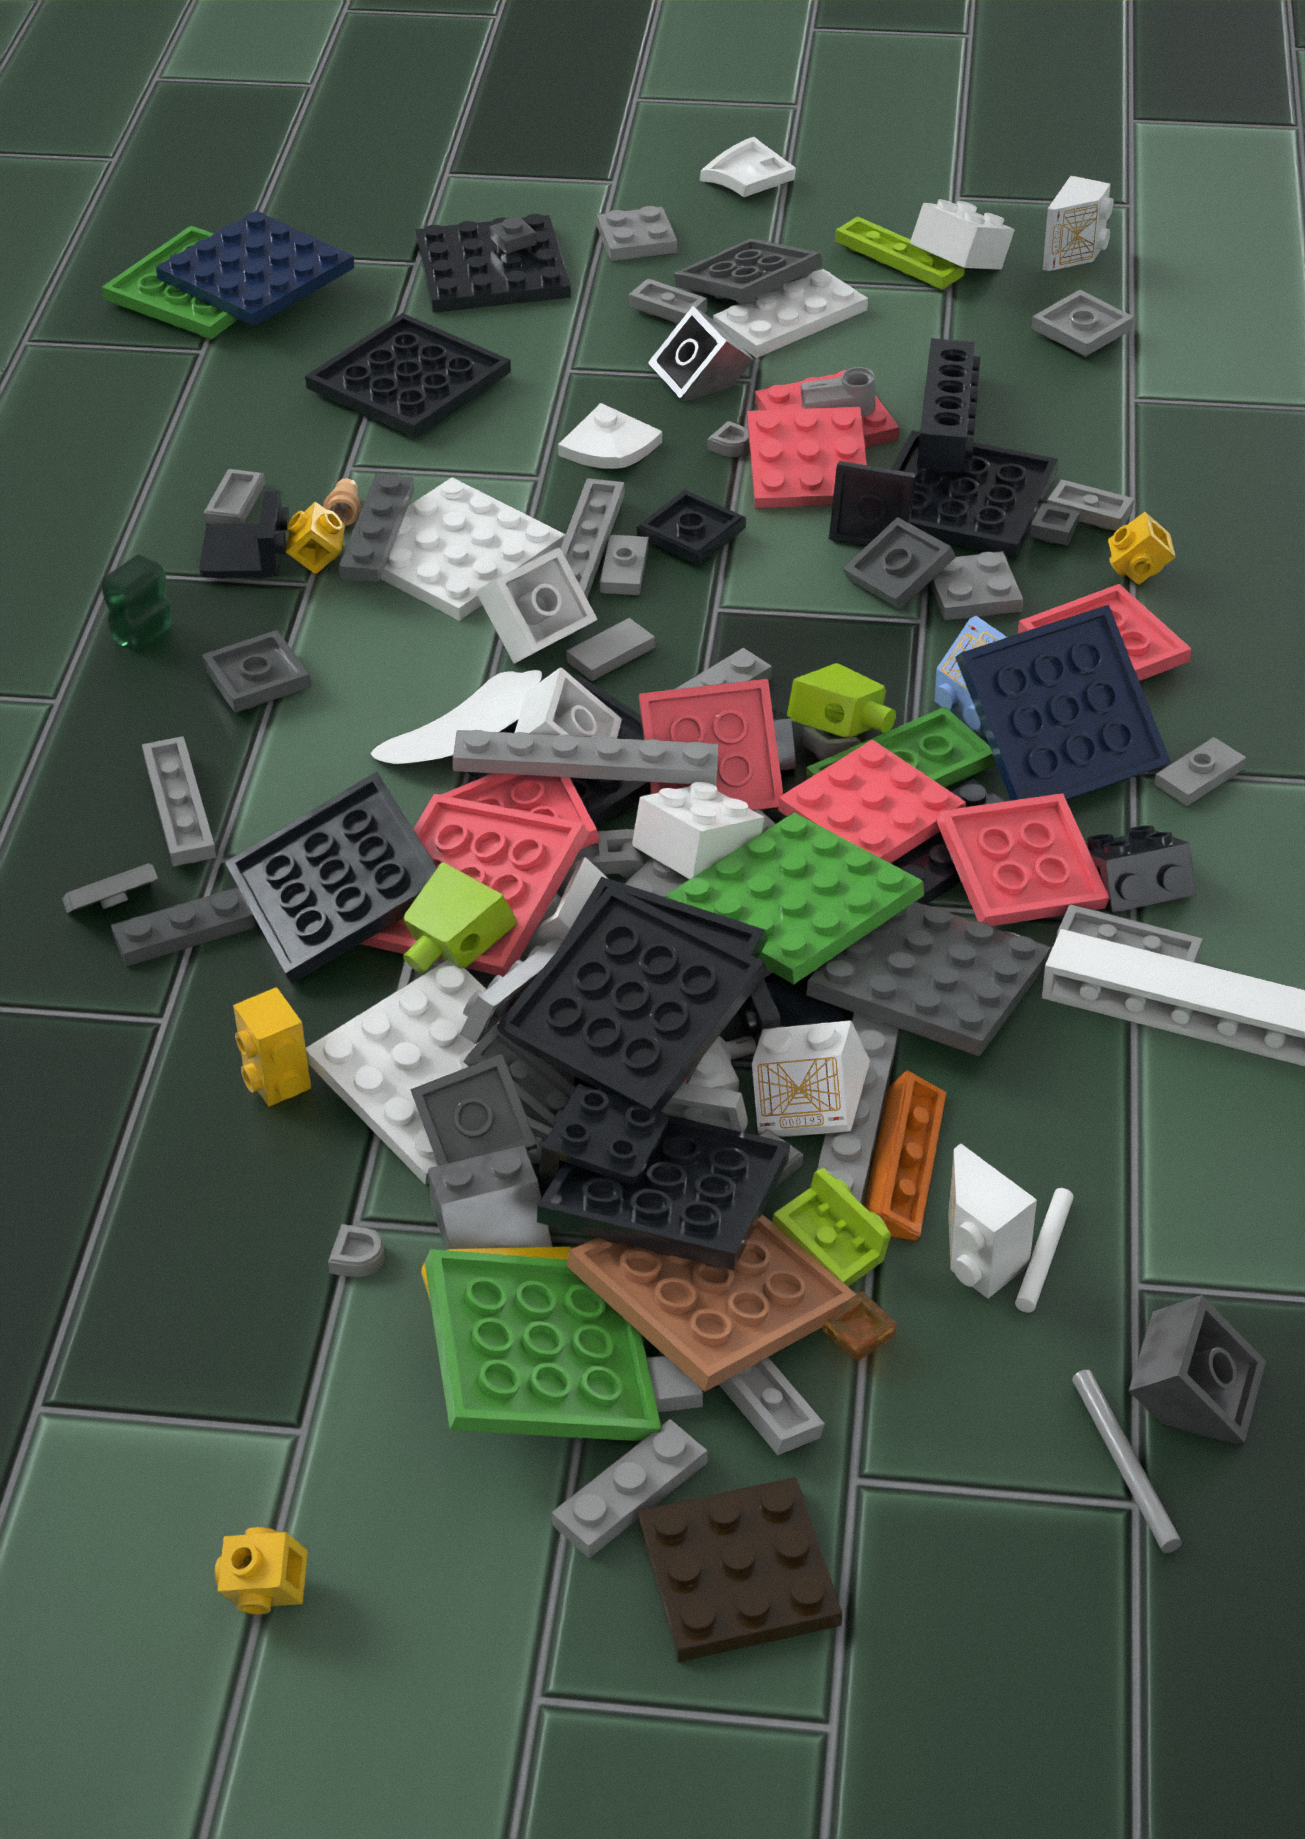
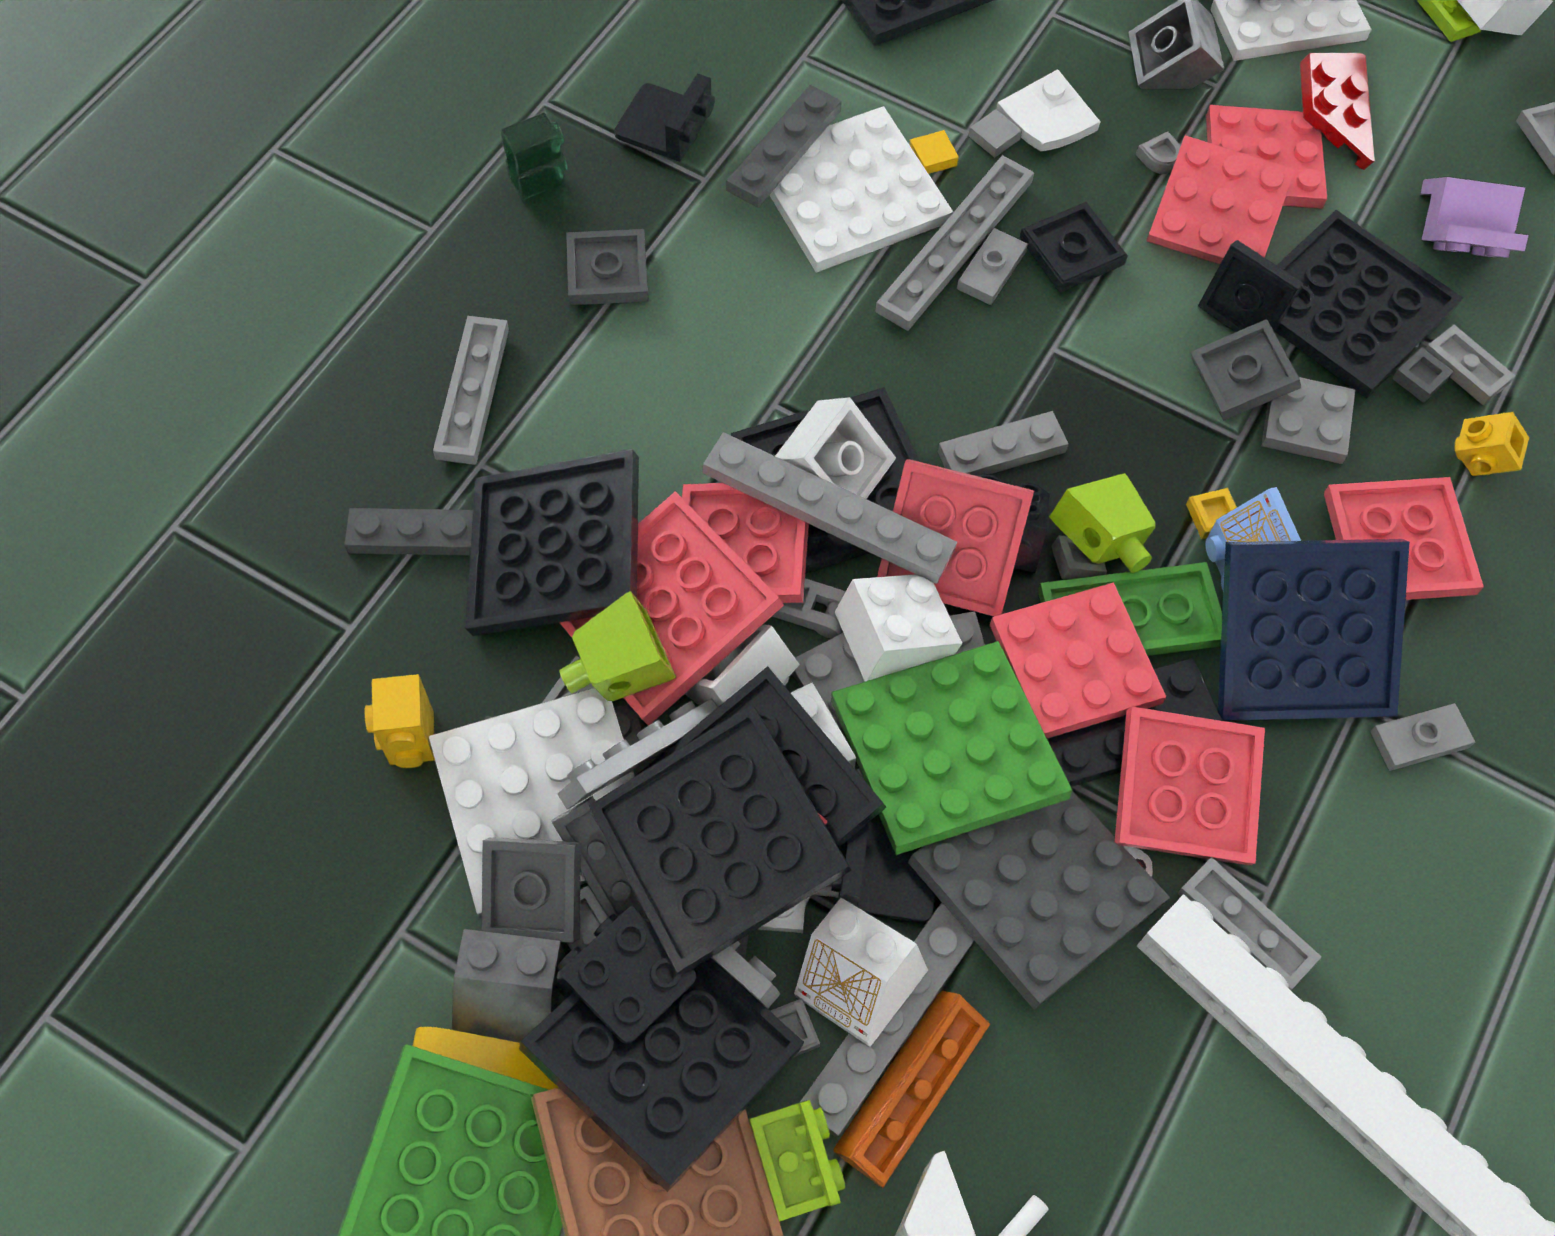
camera: 20 degrees right, 20 degrees up
(109, 890) = (366, 468): light grey plate -> none
(234, 497) = (685, 57): light grey tile -> none
(315, 537) = (726, 135): yellow brick -> none
(344, 501) = (773, 100): light nougat cone -> none
(356, 1252) = (381, 970): light grey tile -> none
(488, 709) = (761, 402): white sticker -> none
(521, 496) = (935, 151): none -> yellow tile
(536, 605) = (878, 298): white slope -> none
(568, 469) = (995, 133): none -> light grey tile
(610, 649) = (932, 362): light grey tile -> none
(853, 389) = (1291, 148): light grey piece -> none
(865, 345) = (1338, 101): none -> wing
(922, 676) = (1208, 508): none -> yellow tile
(949, 406) = (1384, 197): black brick -> none
(1033, 397) = (1473, 216): none -> lavender bracket
(1142, 867) = (1304, 834): black bracket -> none

